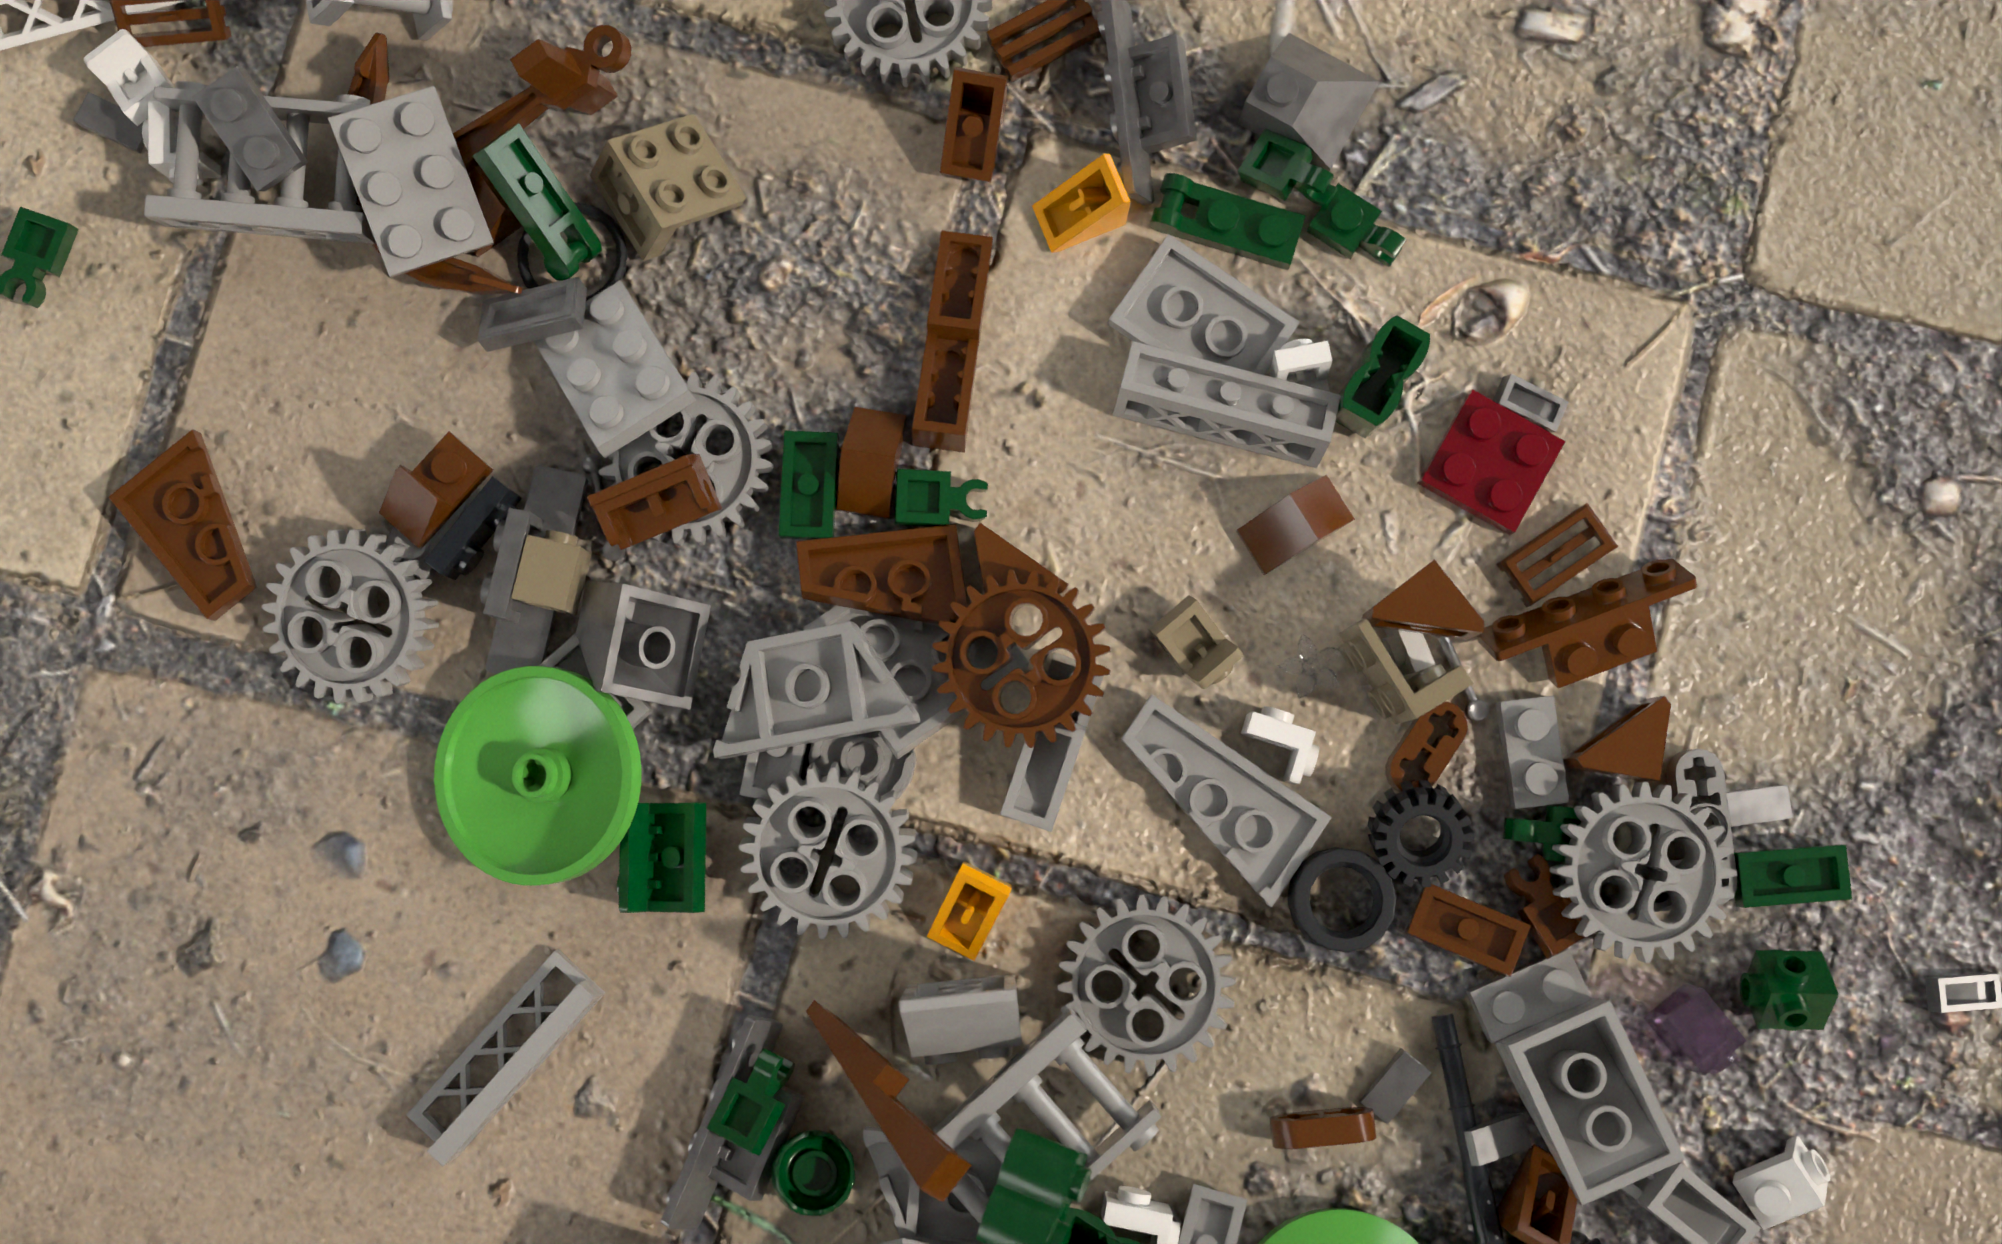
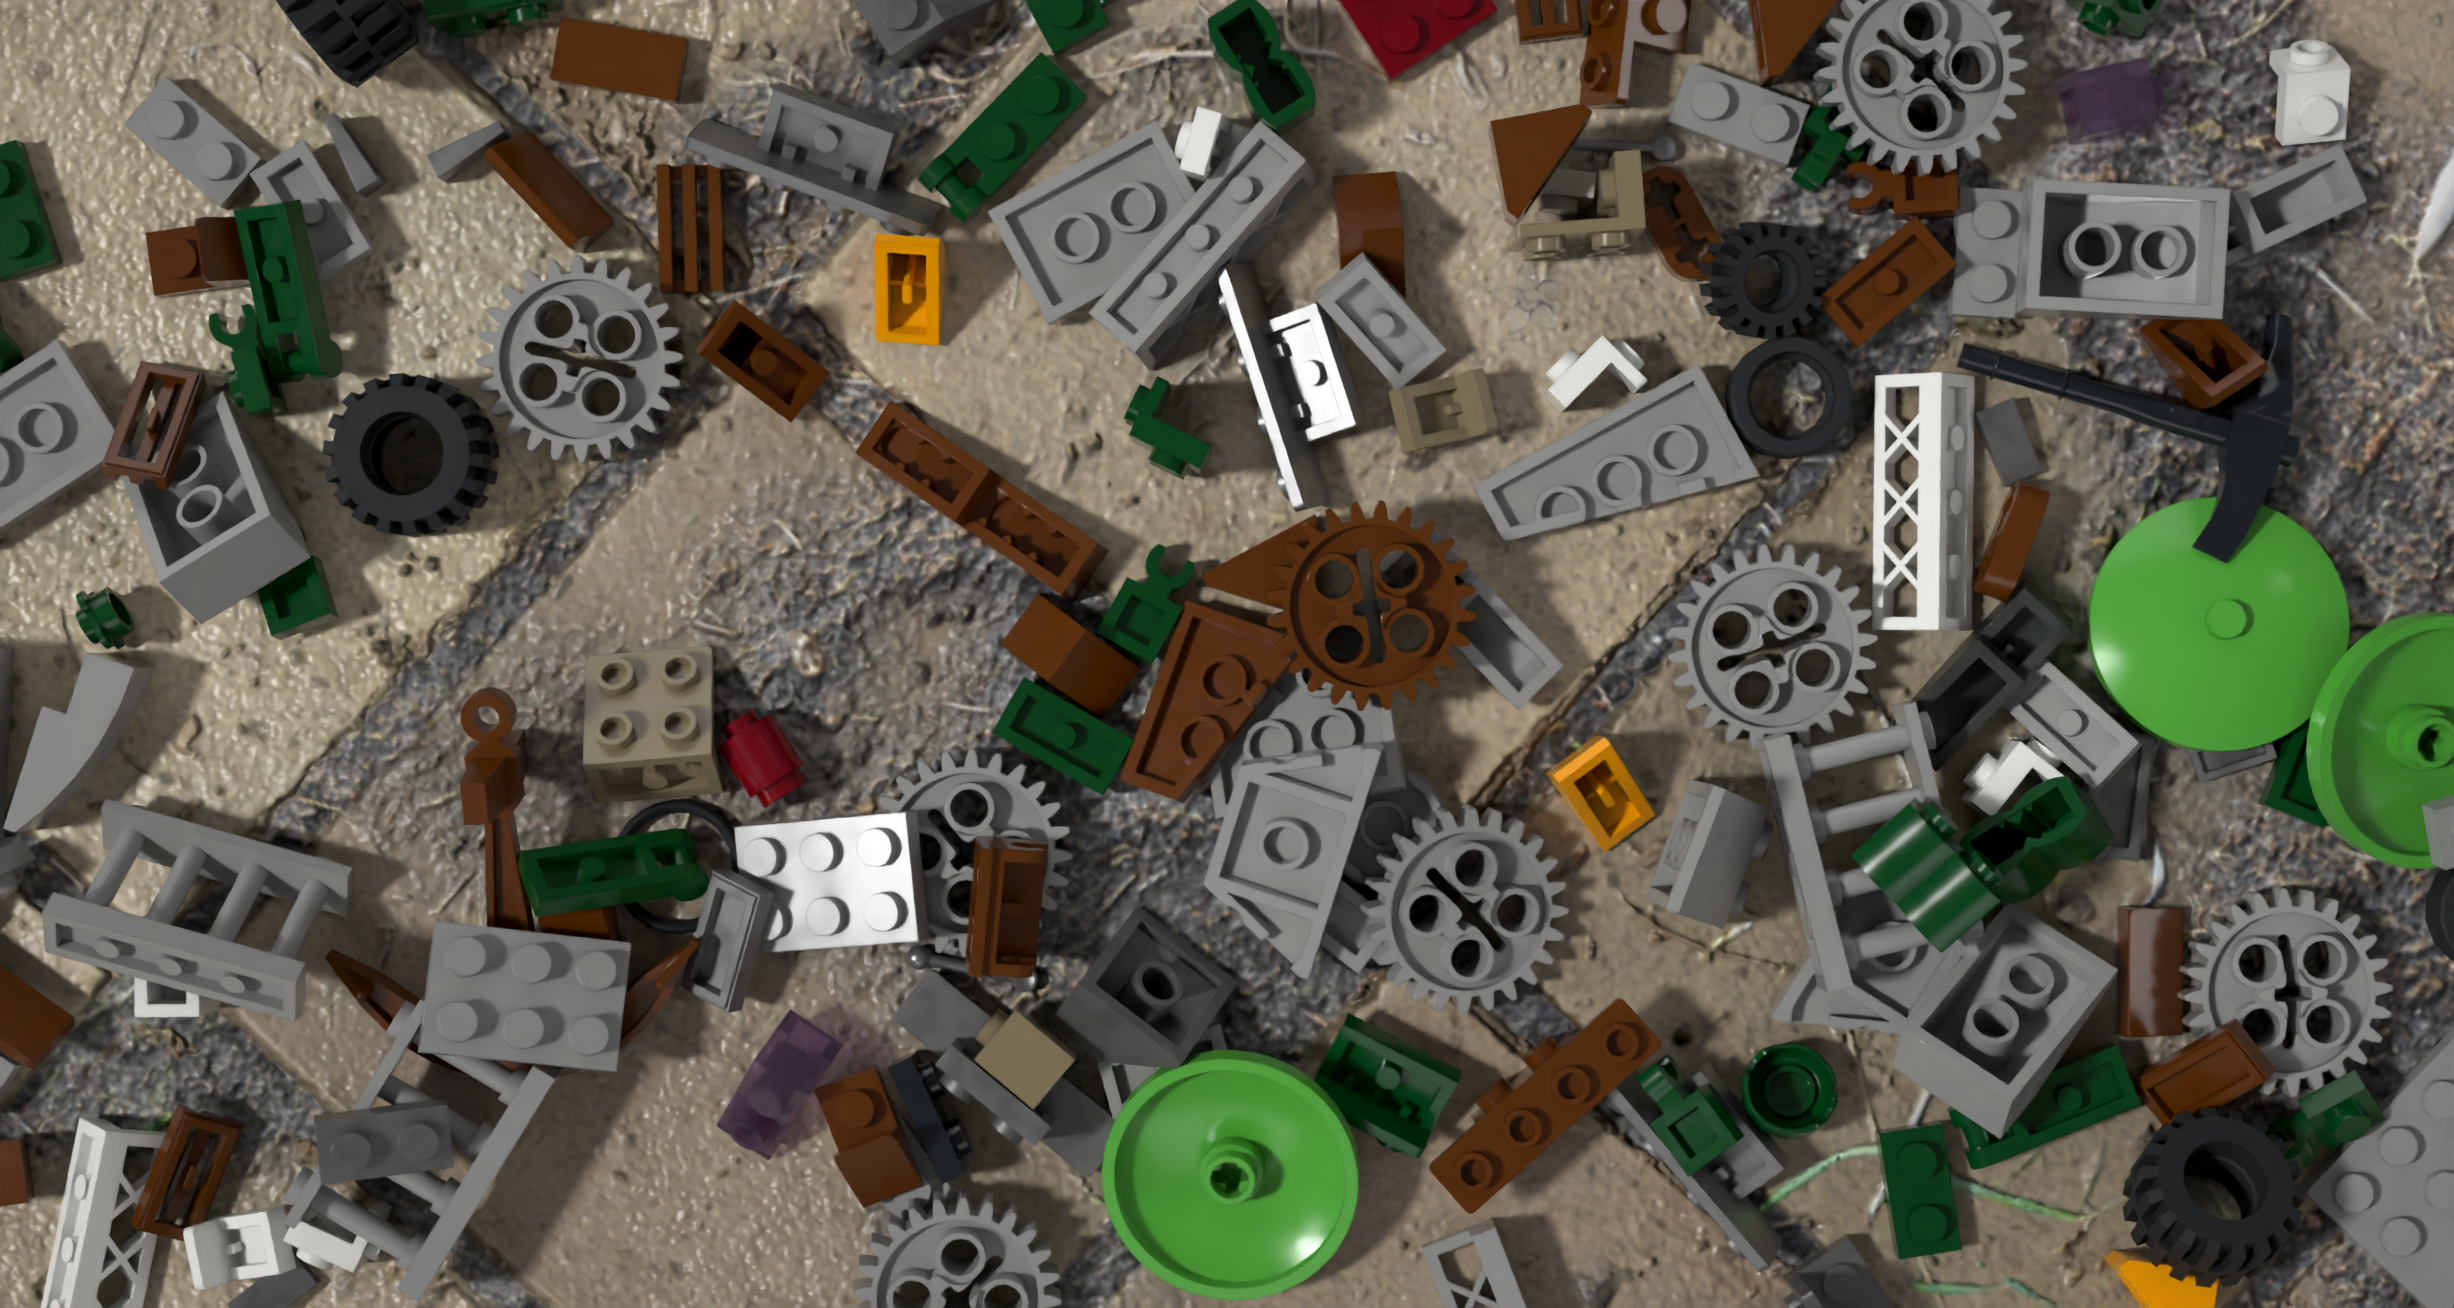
camera: 60 degrees left, 5 degrees up
(443, 403) = (779, 1085): none -> clear purple slope
(681, 273) = (762, 757): none -> dark red brick
(708, 985) = (1542, 1102): none -> reddish brown bracket
(878, 1082) = (1732, 975): reddish brown slope -> none
(1061, 451) = (1169, 447): none -> dark green bracket
(1162, 521) = (1296, 378): none -> flat silver bracket
(1217, 1162) = (1990, 667): none -> pearl dark grey slope
(1238, 561) = (1380, 321): none -> light grey plate
(1283, 164) = (974, 50): dark green plate -> none
(1326, 1059) = (1943, 498): none -> white fence
(1497, 1138) = (2114, 365): flat silver piece -> none

